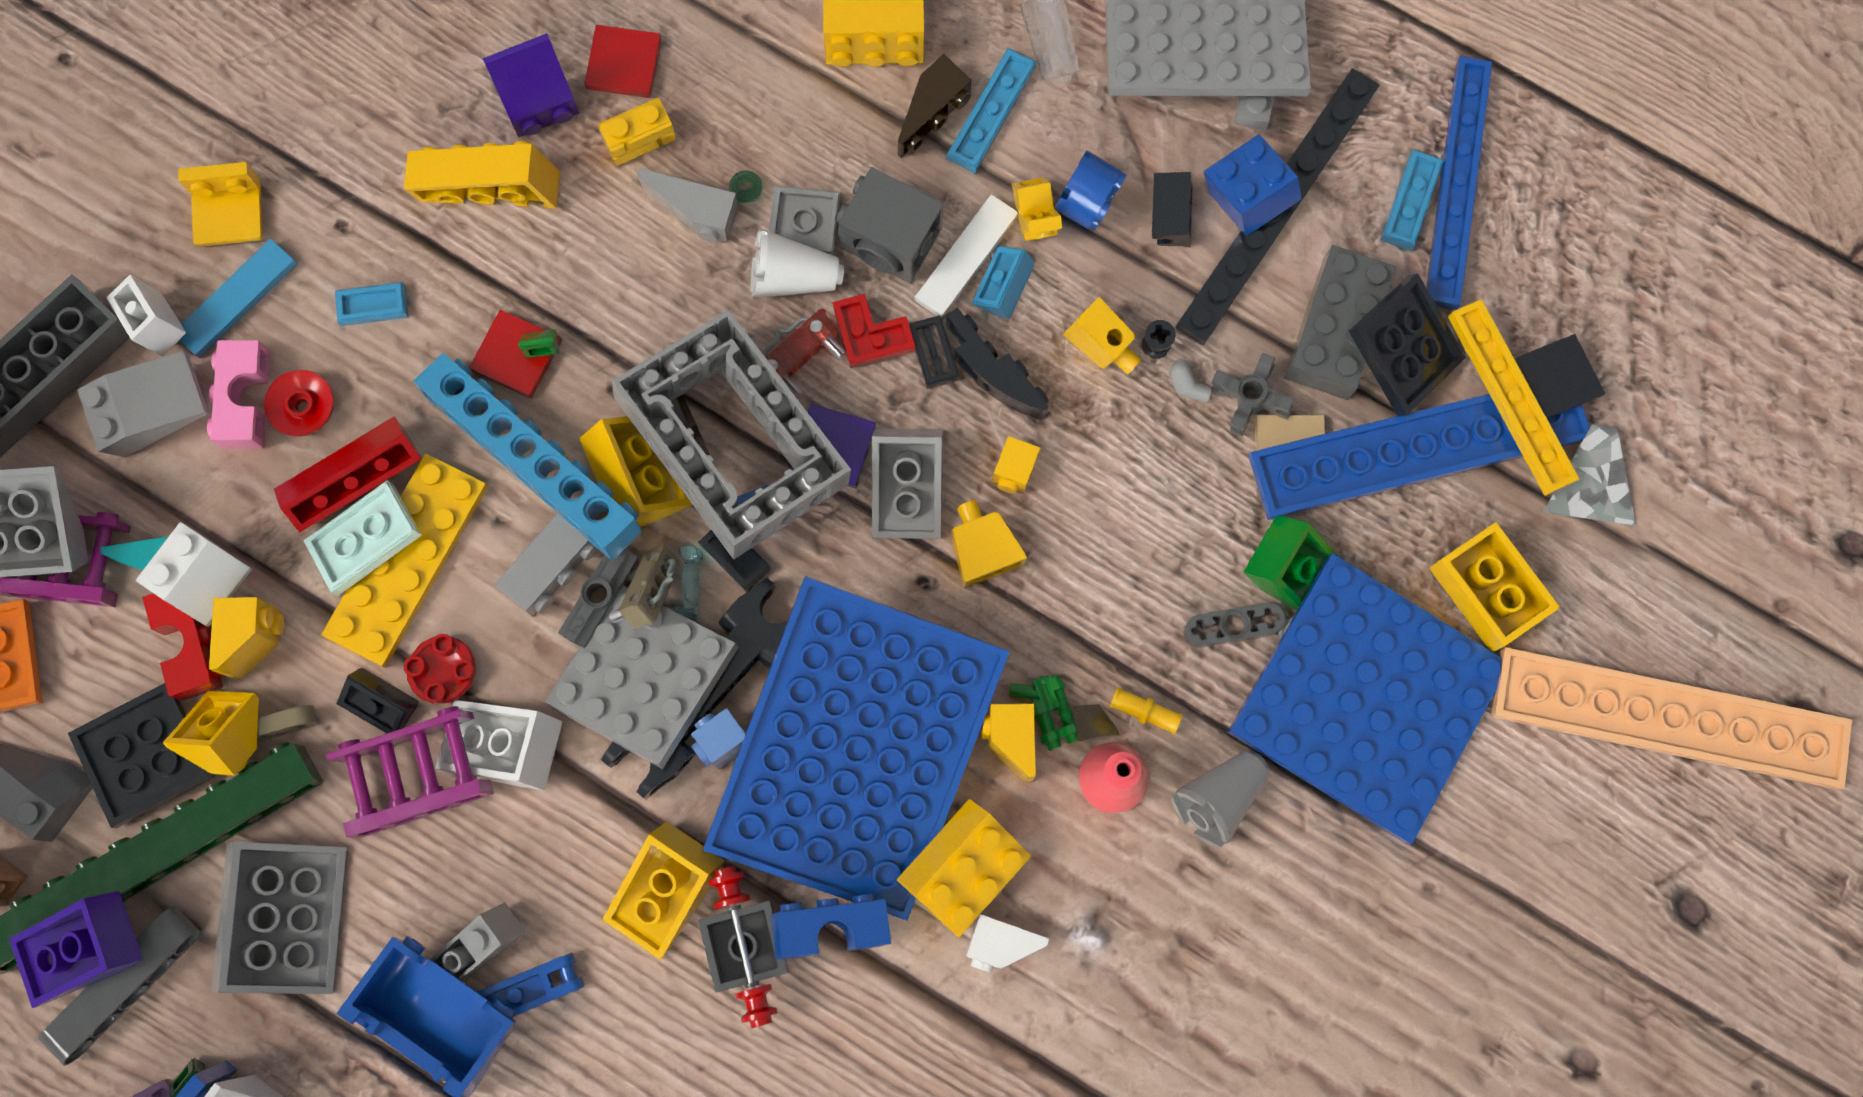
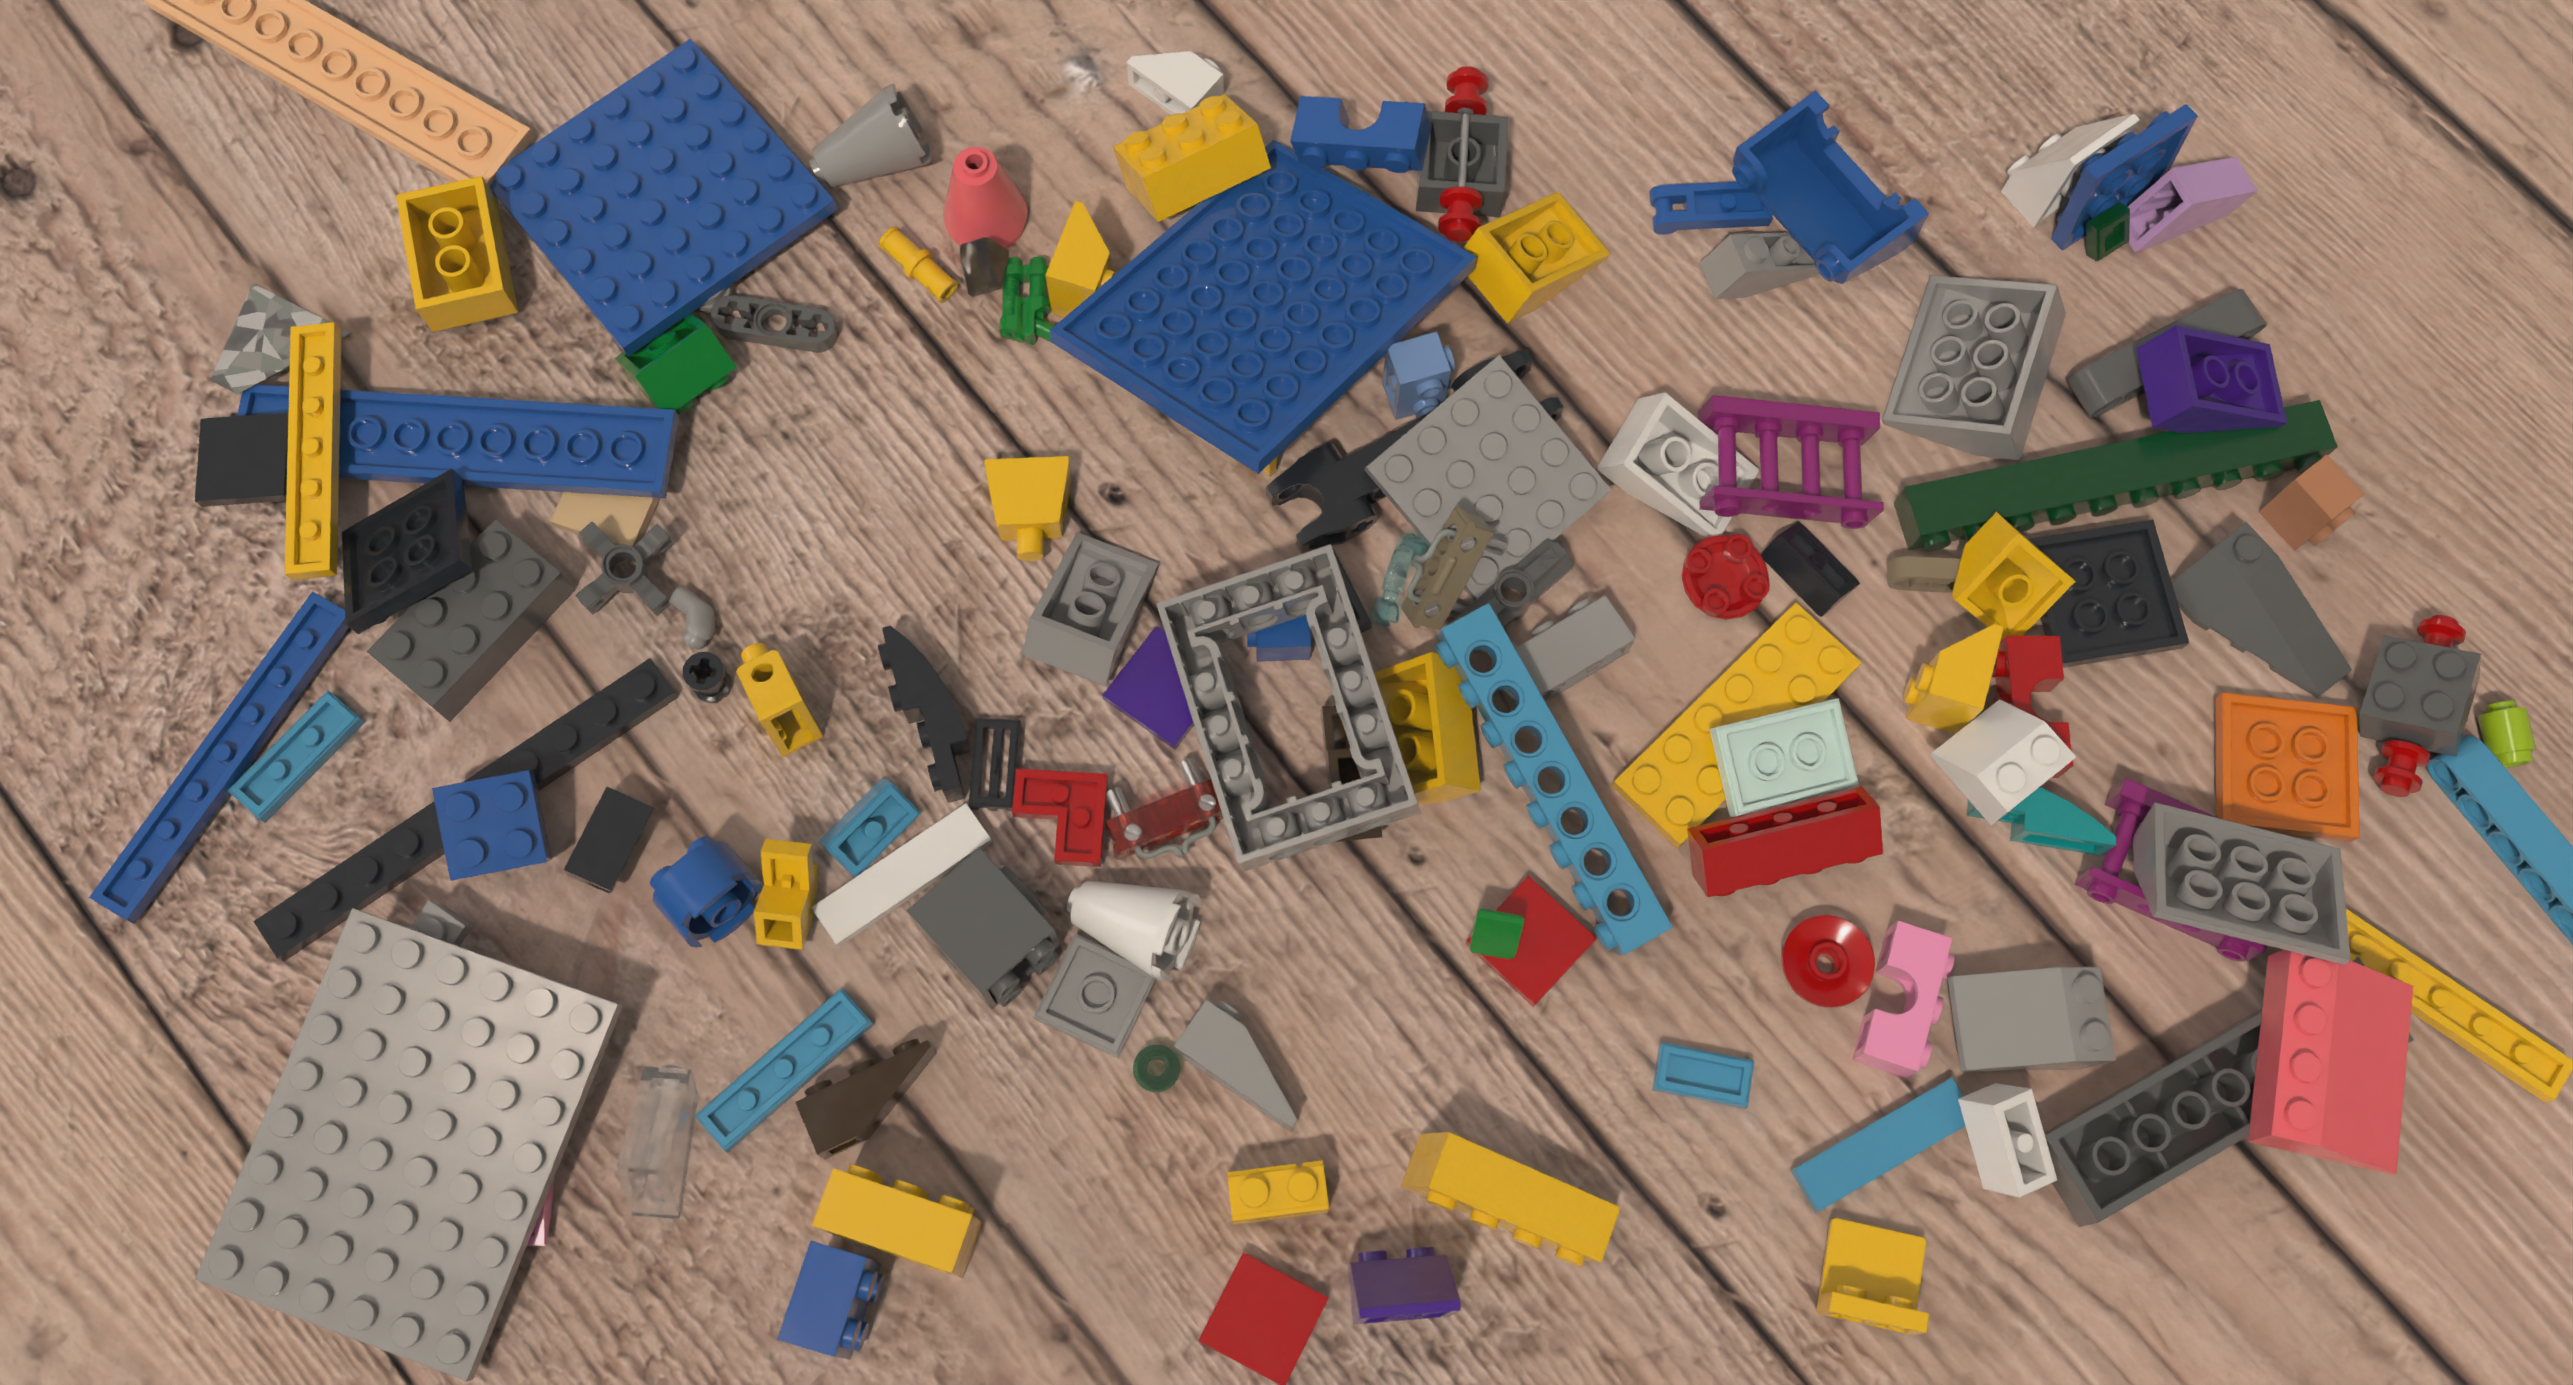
camera: 160 degrees left, 5 degrees down
(1015, 465) = (951, 582): yellow brick -> none

